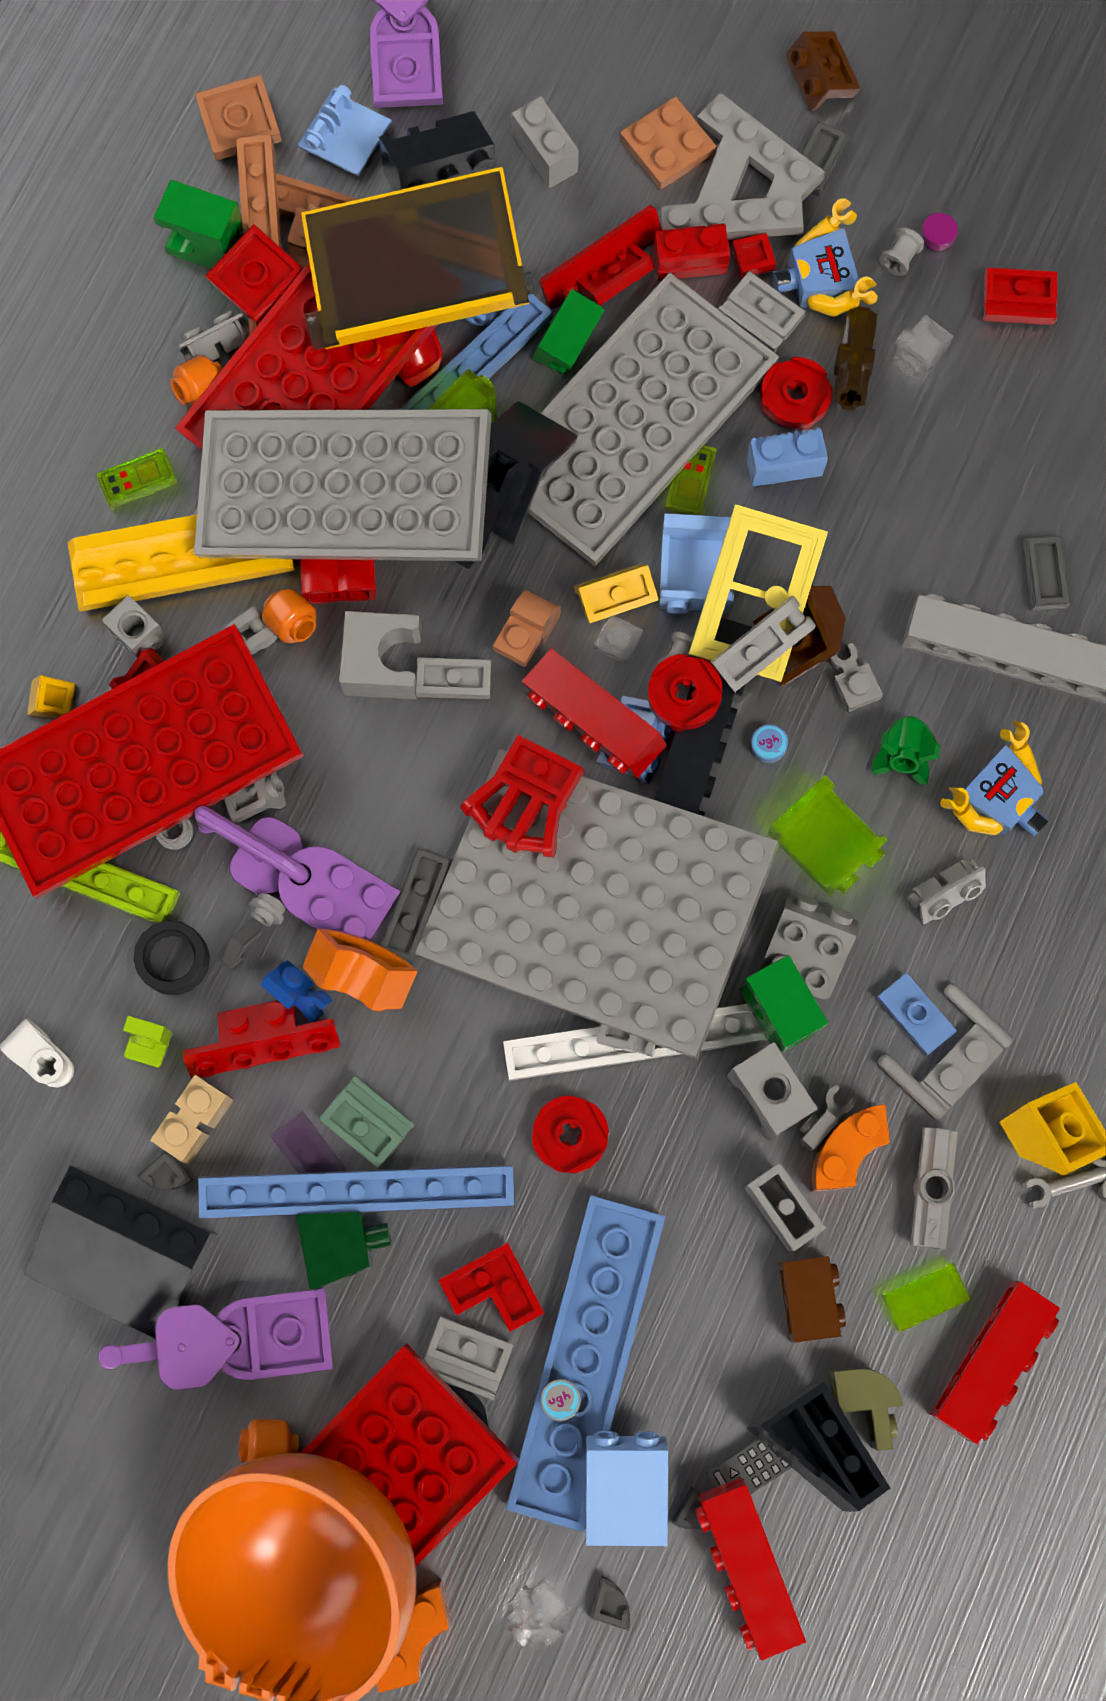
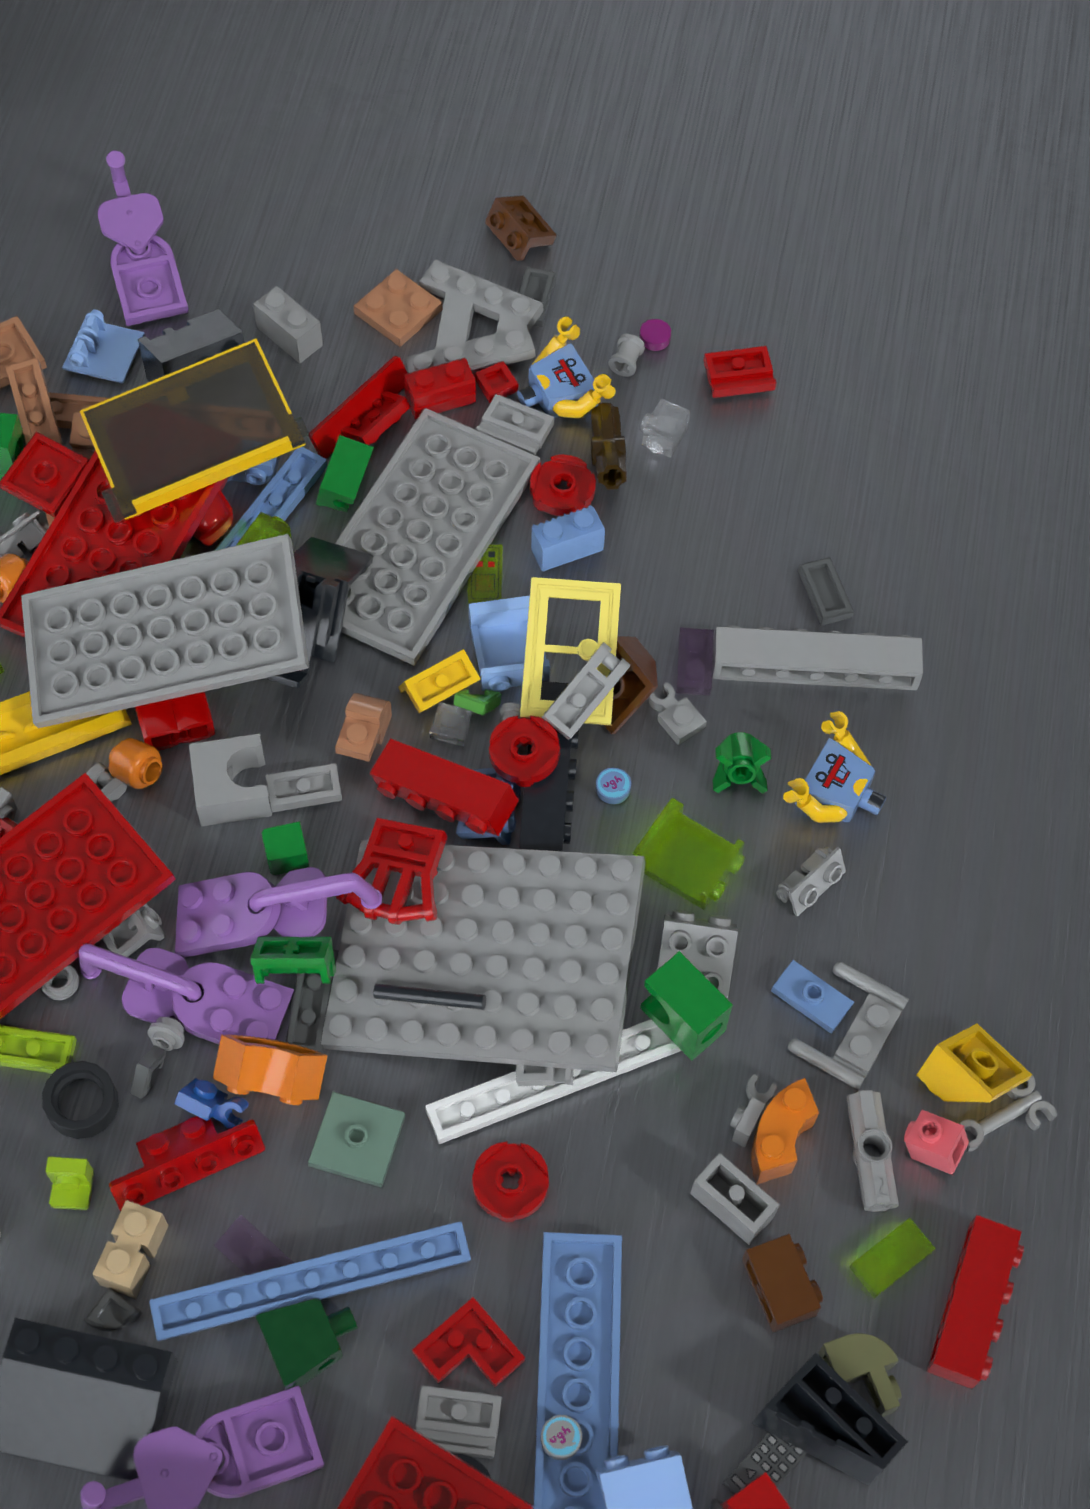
camera: 15 degrees left, 15 degrees down
(346, 795) = (222, 910): none -> medium lavender plate
(366, 1122) = (307, 1214): sand green plate -> none
(405, 861) = (293, 956): none -> green hinge
(421, 741) = (285, 848): none -> green piece
(430, 1057) = (357, 1139): none -> sand green plate
(530, 936) = (429, 996): none -> black bar
(651, 623) = (478, 703): none -> bright green tile
(773, 1114) = (704, 1109): light grey piece -> none
(887, 623) = (695, 661): none -> clear purple plate
(1000, 1195) = (936, 1141): none -> coral brick

